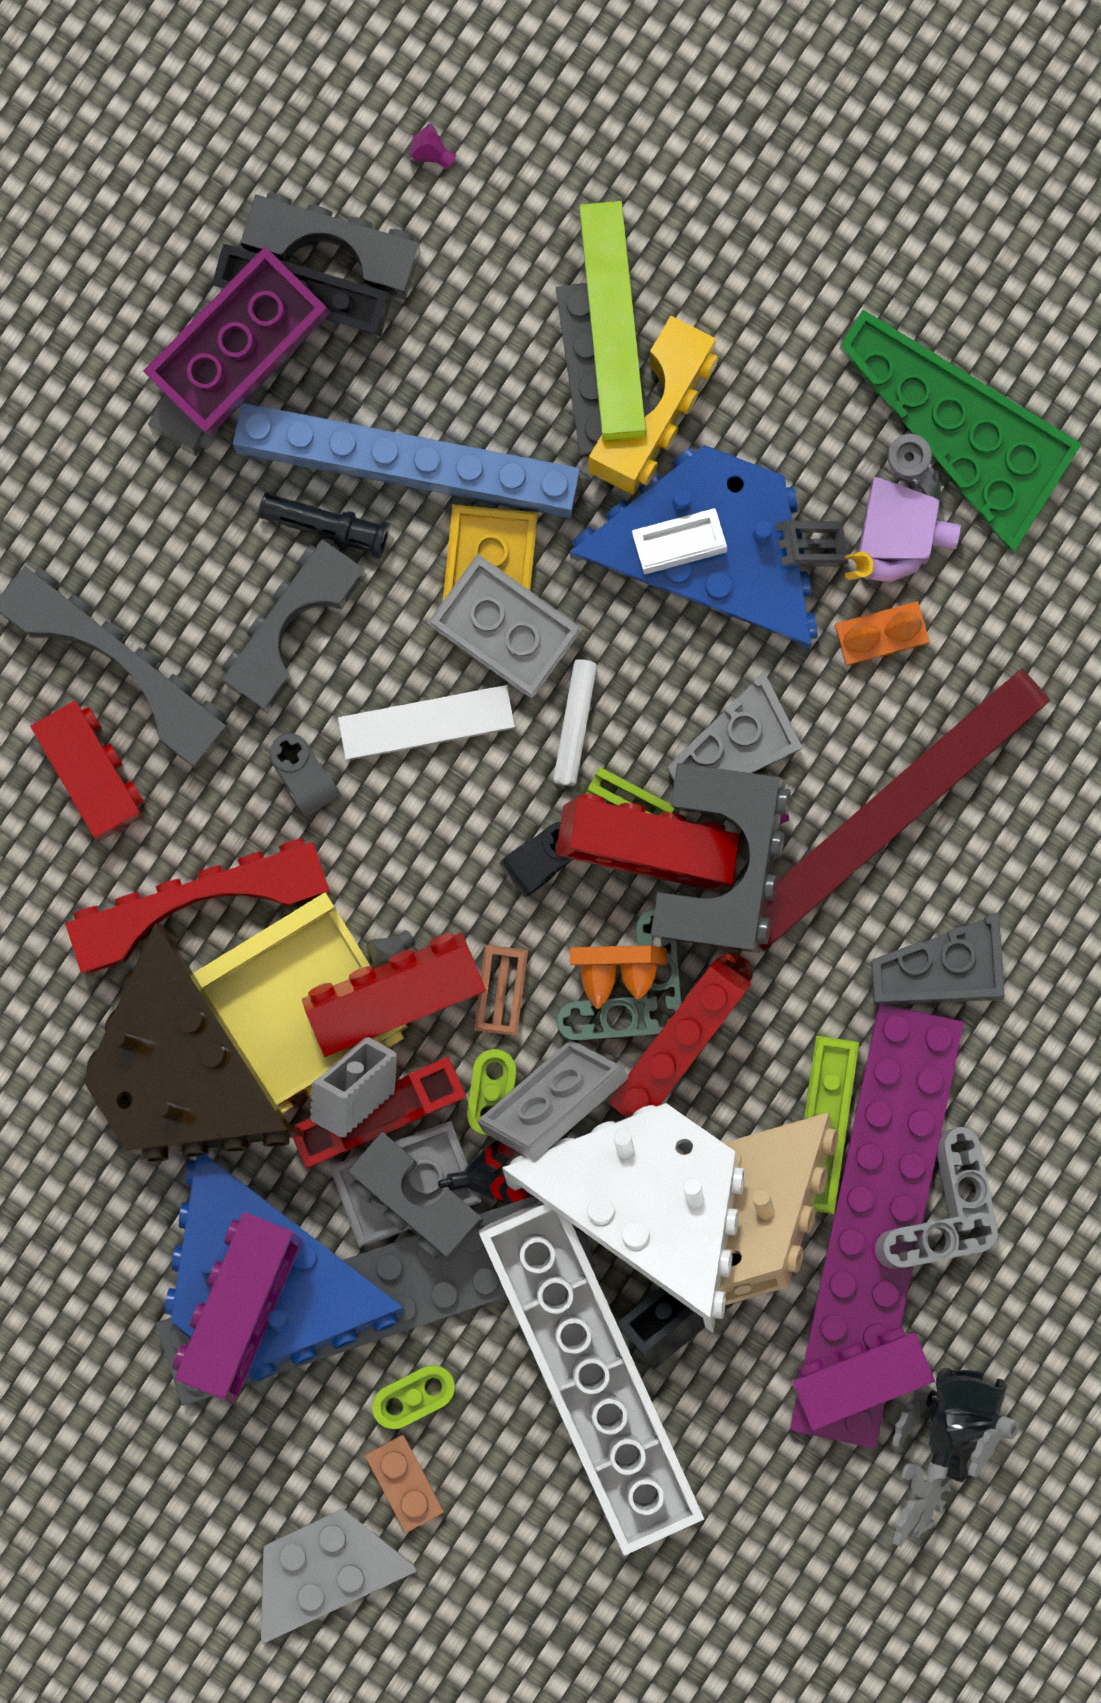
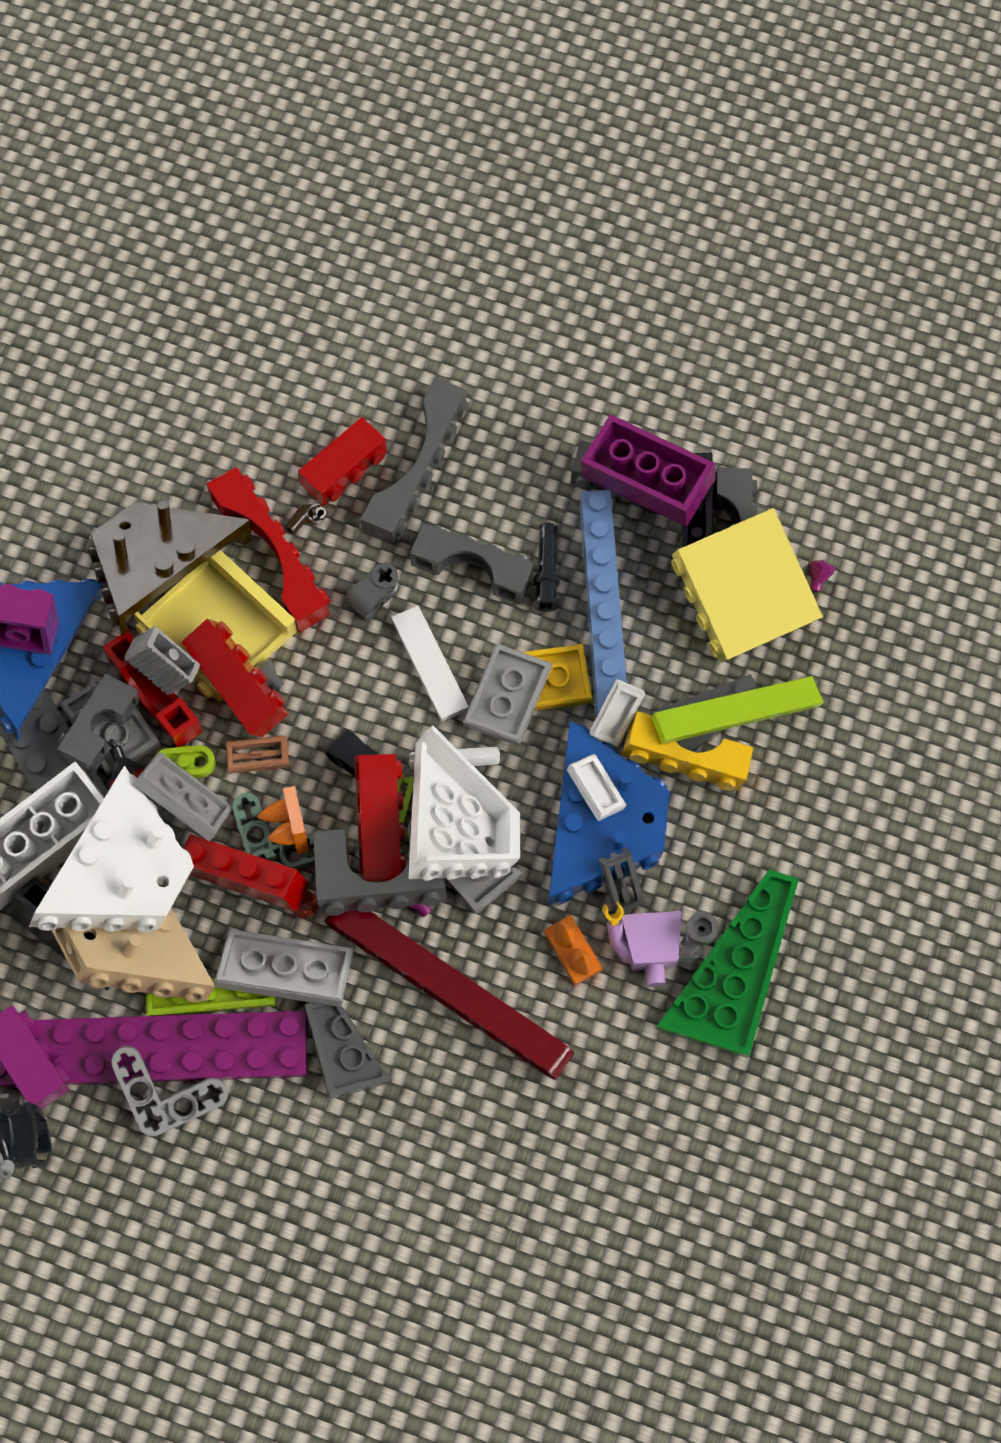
camera: 70 degrees right, 15 degrees down
(154, 843) = (306, 515): none -> dark brown arm
(436, 255) = (745, 585): none -> light yellow panel
(580, 484) = (617, 712): none -> white tile
(670, 742) = (455, 815): none -> white piece
(815, 1017) = (284, 967): none -> light grey tile

